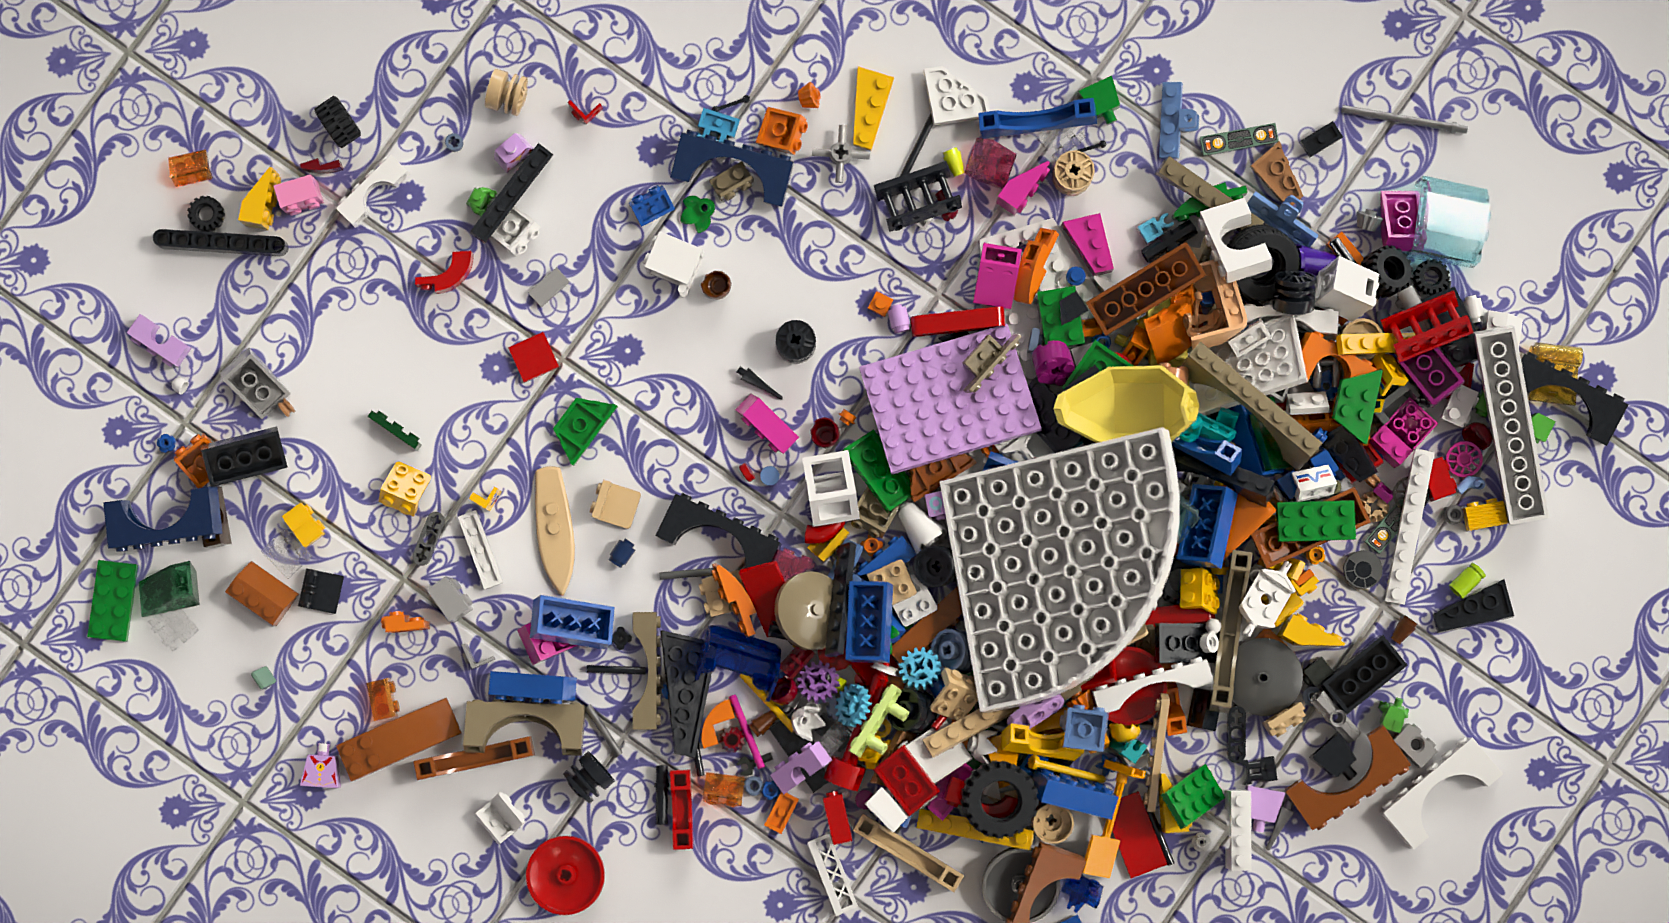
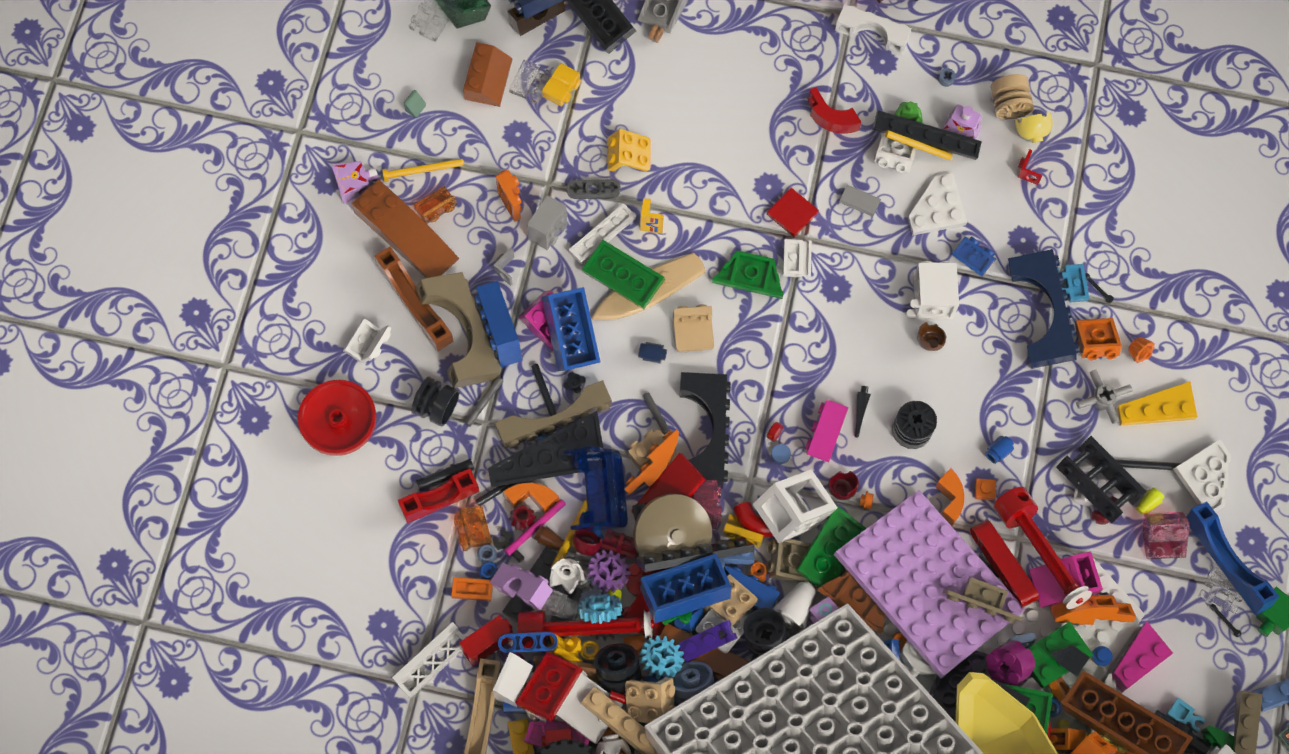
camera: 65 degrees right, 15 degrees down
(321, 591) = (509, 121): black hinge -> none
(336, 697) = (421, 169): none -> yellow bar
(395, 429) = (677, 124): dark green plate -> none
(518, 206) = (918, 145): none -> yellow bar
(533, 548) = (623, 274): none -> green plate
(545, 84) = (1034, 127): none -> light yellow cylinder
(584, 374) = (797, 258): none -> white plate
(587, 215) = (938, 207): none -> white plate
(694, 213) = (985, 297): green plate -> none
(732, 181) = (1030, 315): dark tan bracket -> none
(849, 273) = (999, 449): none -> blue brick
(867, 334) = (953, 489): none -> orange brick
(867, 777) = (537, 644): none -> blue beam
(879, 713) = (600, 635): yellowish green plate -> none
(899, 318) = (980, 510): lavender brick -> none
(914, 286) = (1016, 510): none -> red piece
(921, 621) = (707, 641): none -> dark purple plate
(1016, 191) = (1159, 570): dark pink slope -> none
(1067, 182) = (1189, 621): tan wheel -> none

